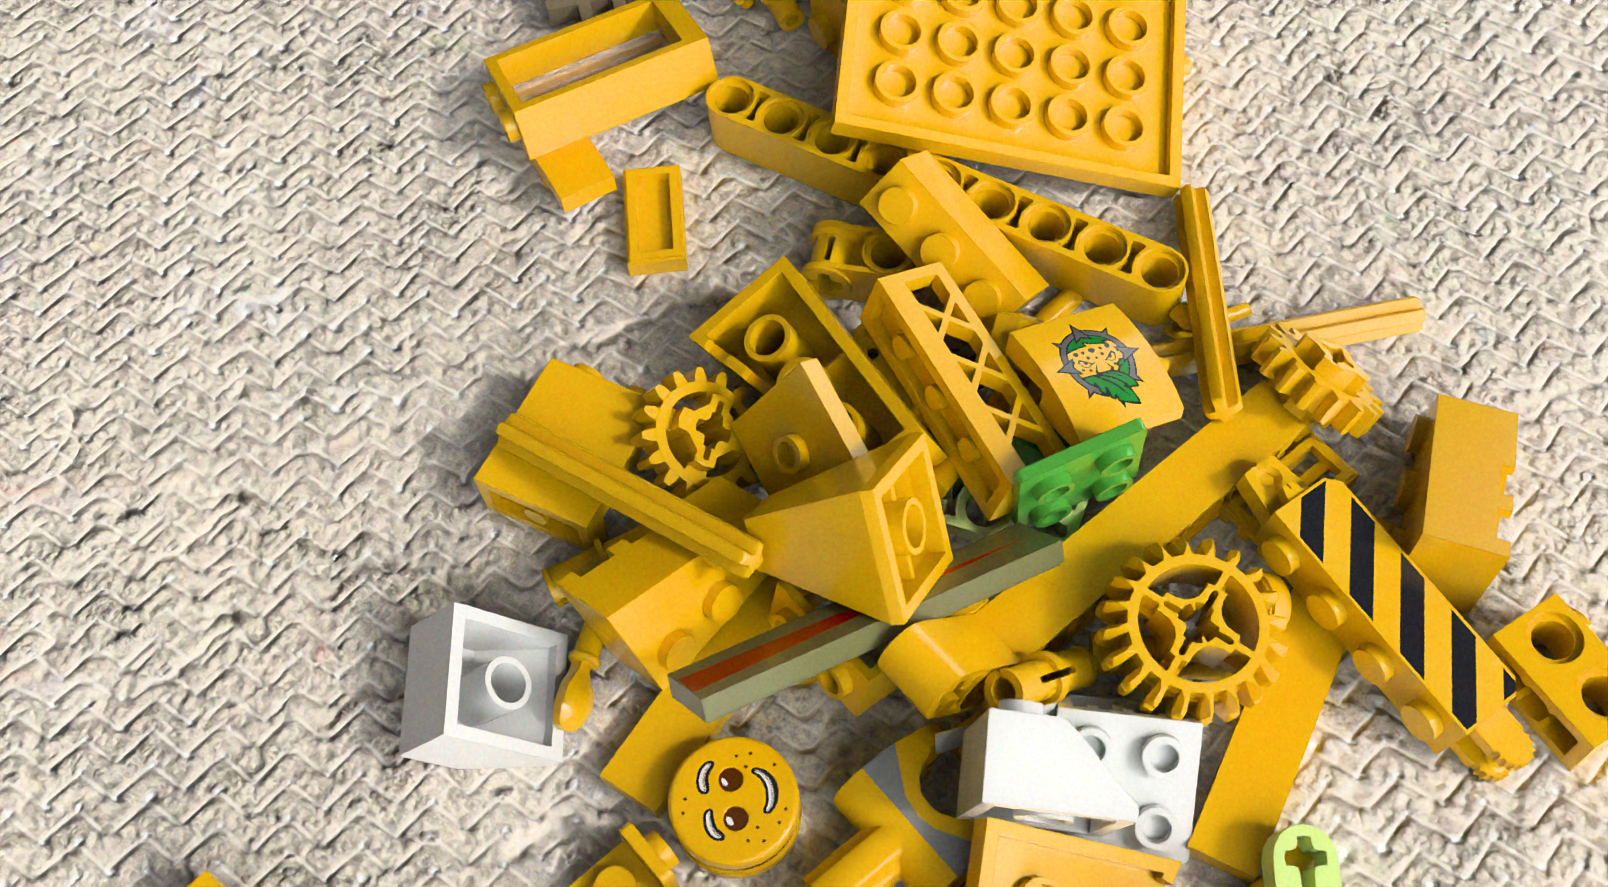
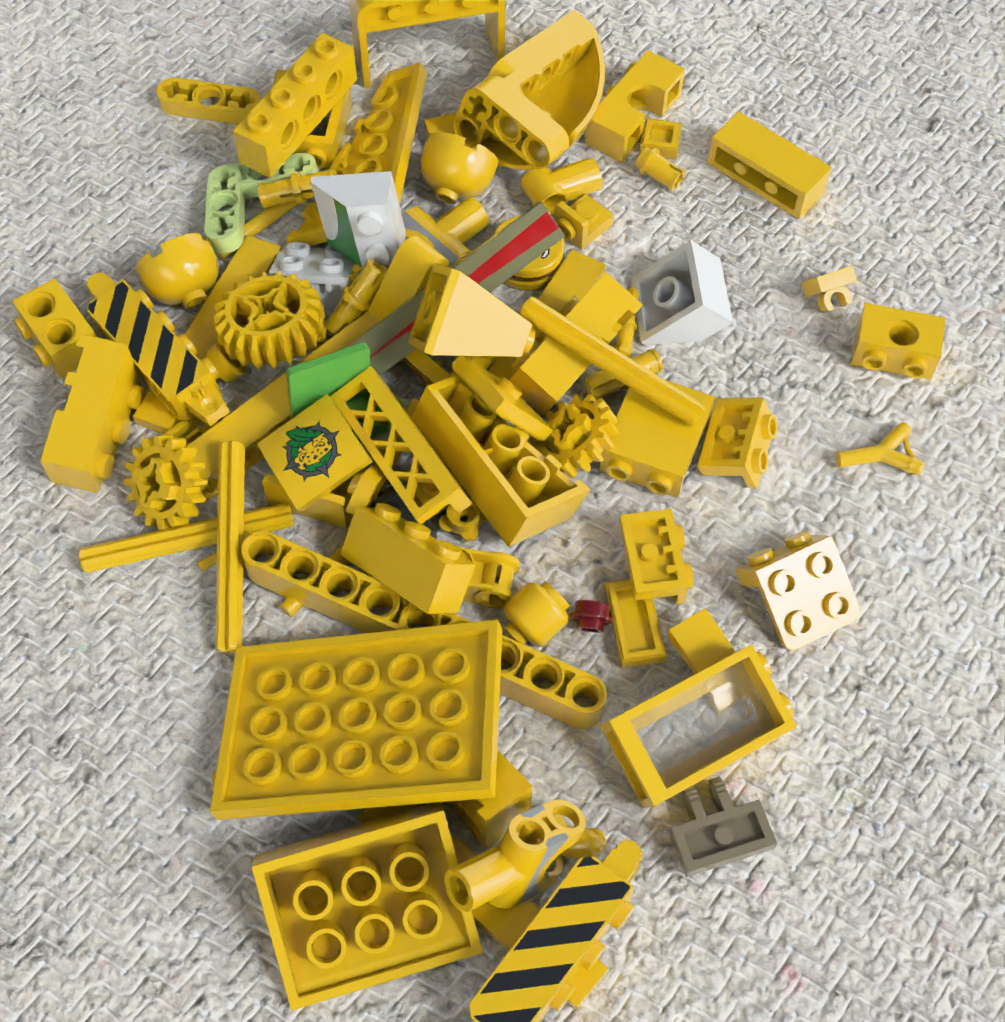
camera: 170 degrees right, 0 degrees up
(184, 616) = (898, 341): none -> yellow brick
(226, 712) = (831, 284): none -> yellow tile
(246, 434) = (884, 452): none -> yellow piece
(430, 248) = (802, 588): none -> bracket
(453, 444) = (738, 439): none -> yellow bracket
(611, 270) = (654, 555): none -> yellow bracket
(710, 218) = (591, 615): none -> dark red plate
(781, 211) = (536, 614): none -> yellow head
(1368, 771) = (181, 271): none -> yellow cylinder

